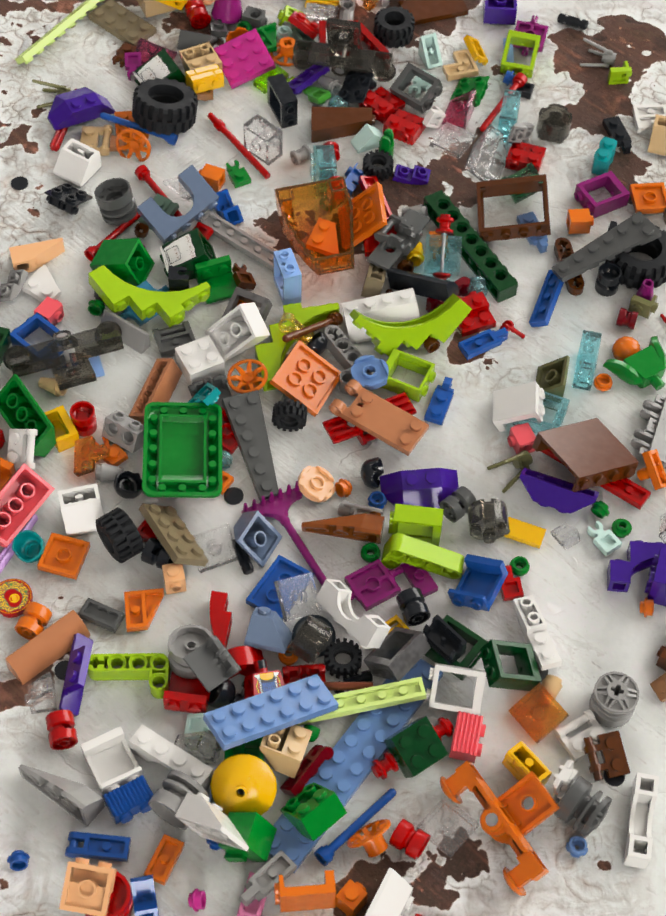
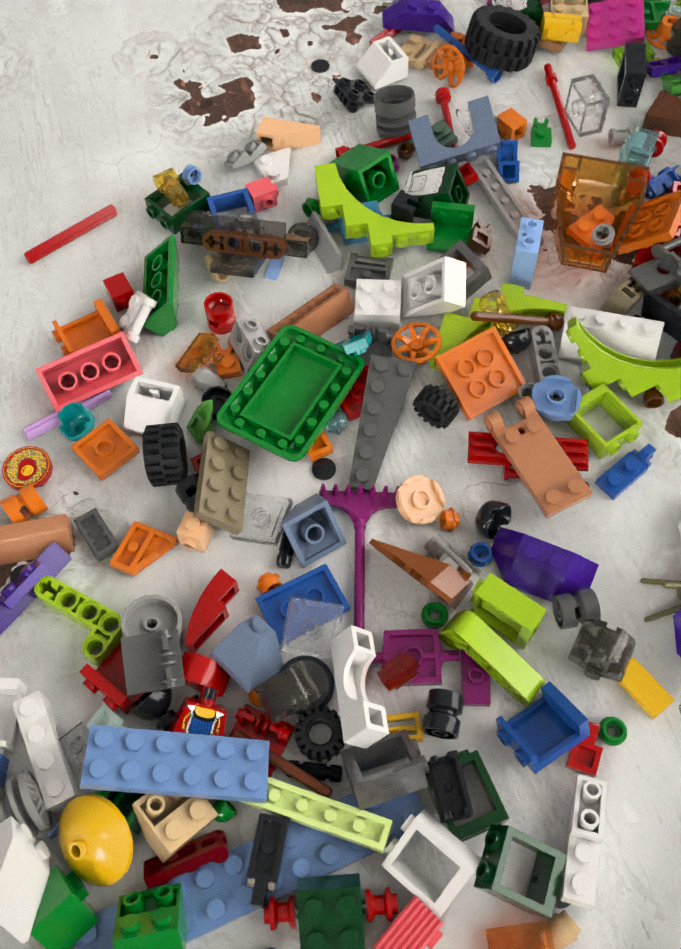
camera: 35 degrees right, 5 degrees up
(64, 428) = (193, 314): yellow panel -> none
(71, 353) = (244, 241): none -> reddish brown beam
(127, 500) = (201, 421): none -> bright green plate
(247, 586) = (268, 582): none -> orange plate
(335, 237) = (603, 231): none -> light grey cone
(358, 738) = (266, 857): none -> black hinge
(371, 594) = (398, 671): none -> clear red brick

